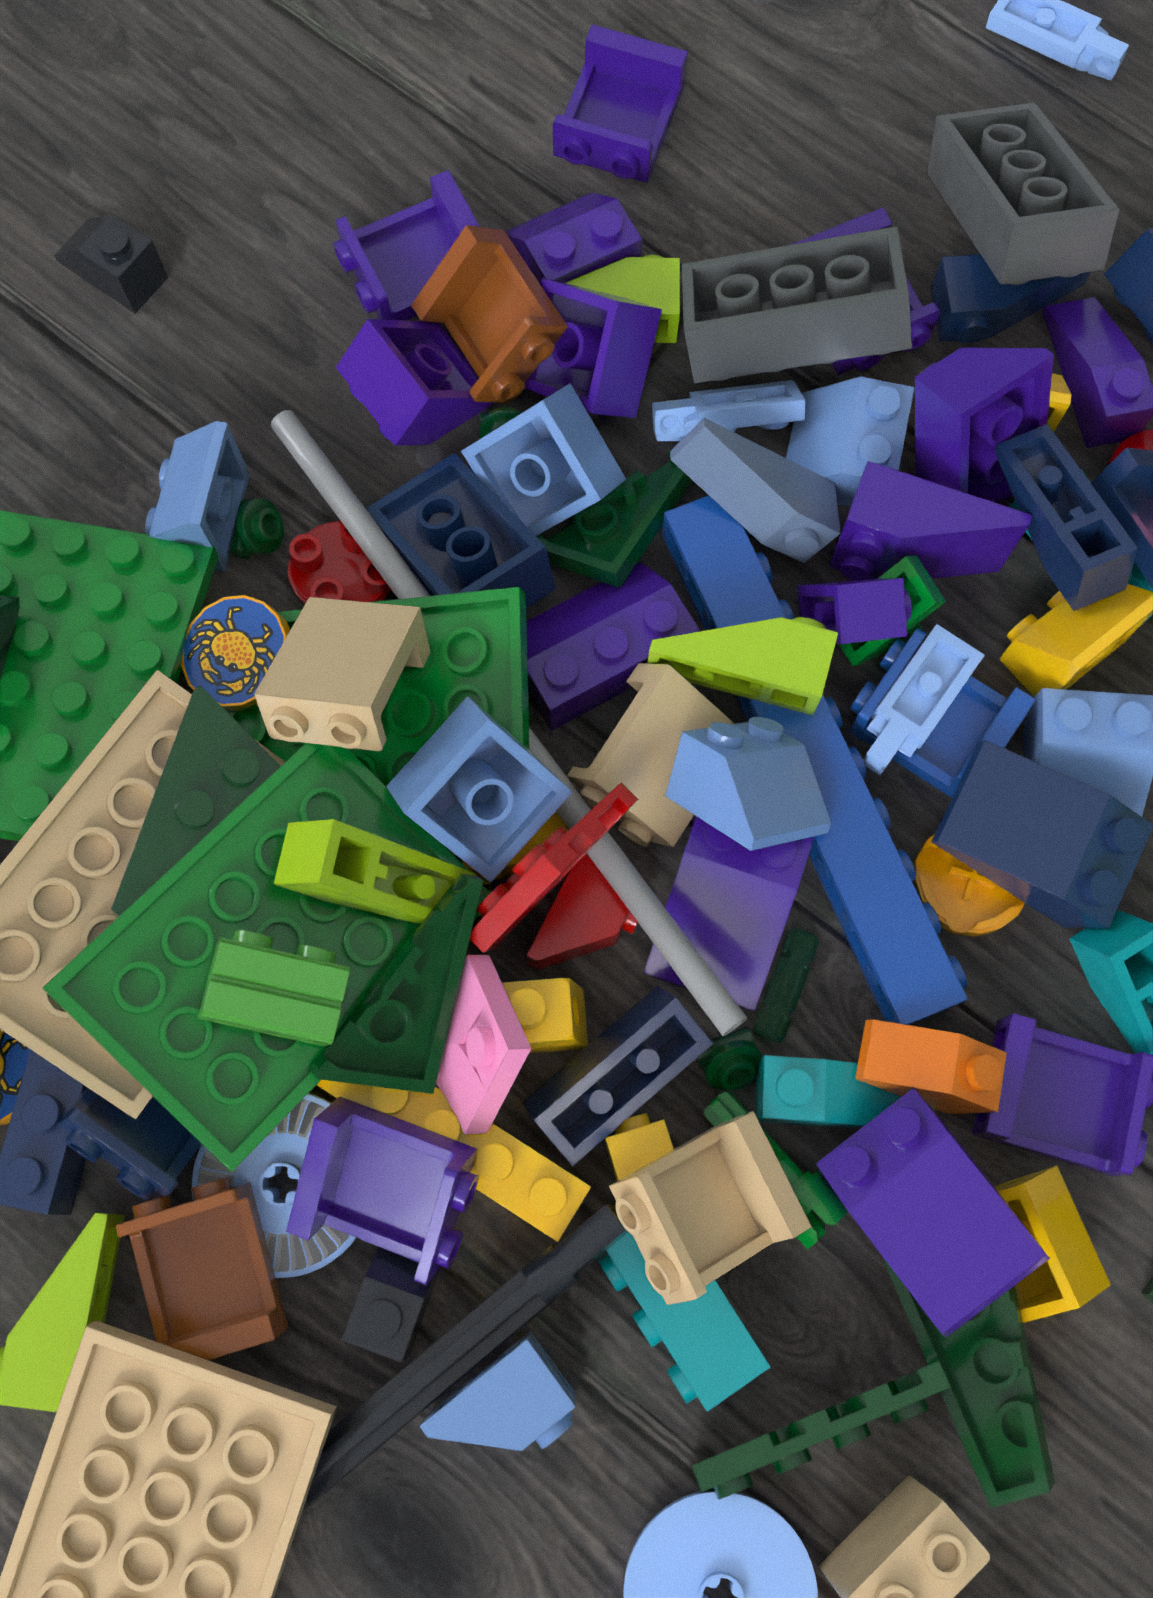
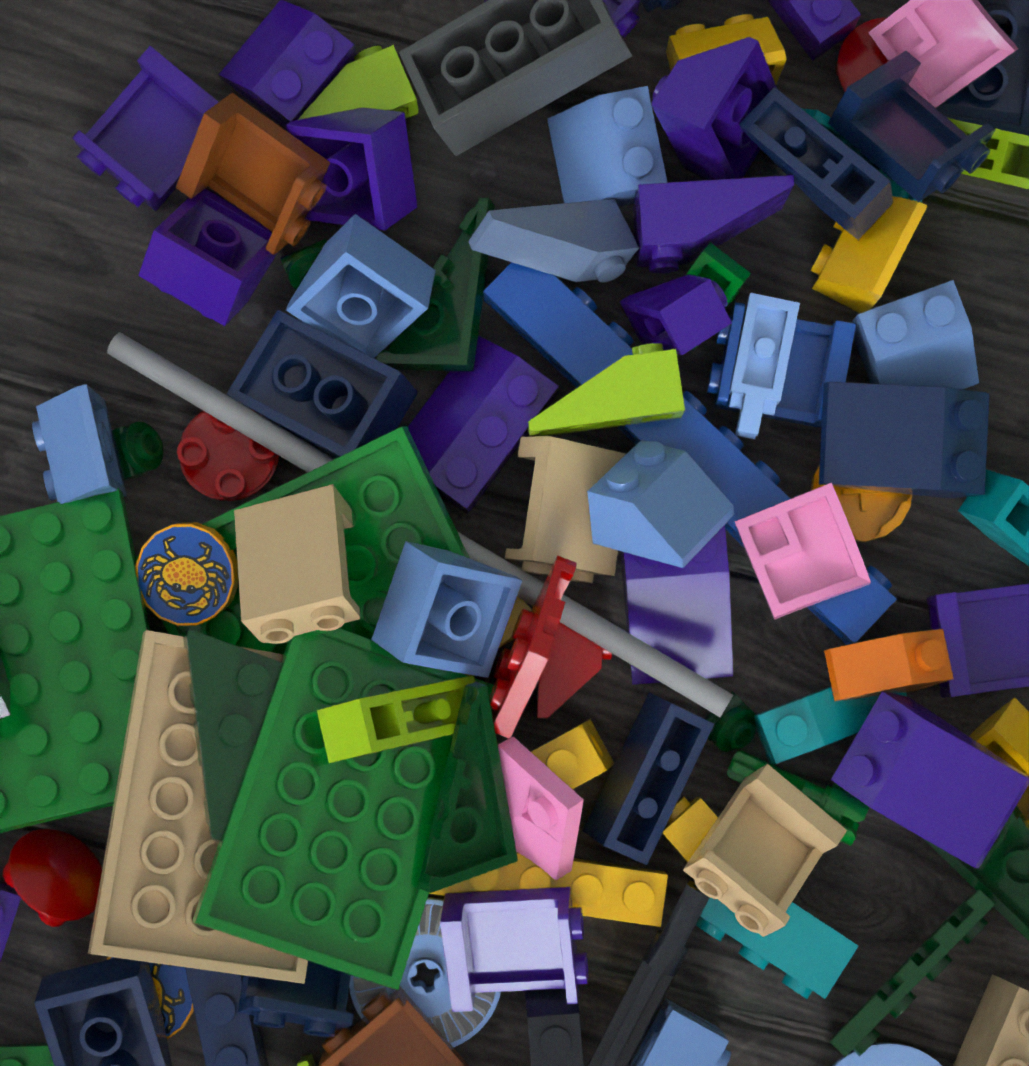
camera: 25 degrees left, 10 degrees up
(275, 989) = (367, 844): bright green brick -> none
(759, 405) = (495, 163): light blue hinge -> none
(786, 985) = (750, 645): clear green axle -> none
(887, 901) = (803, 551): none -> bright pink plate

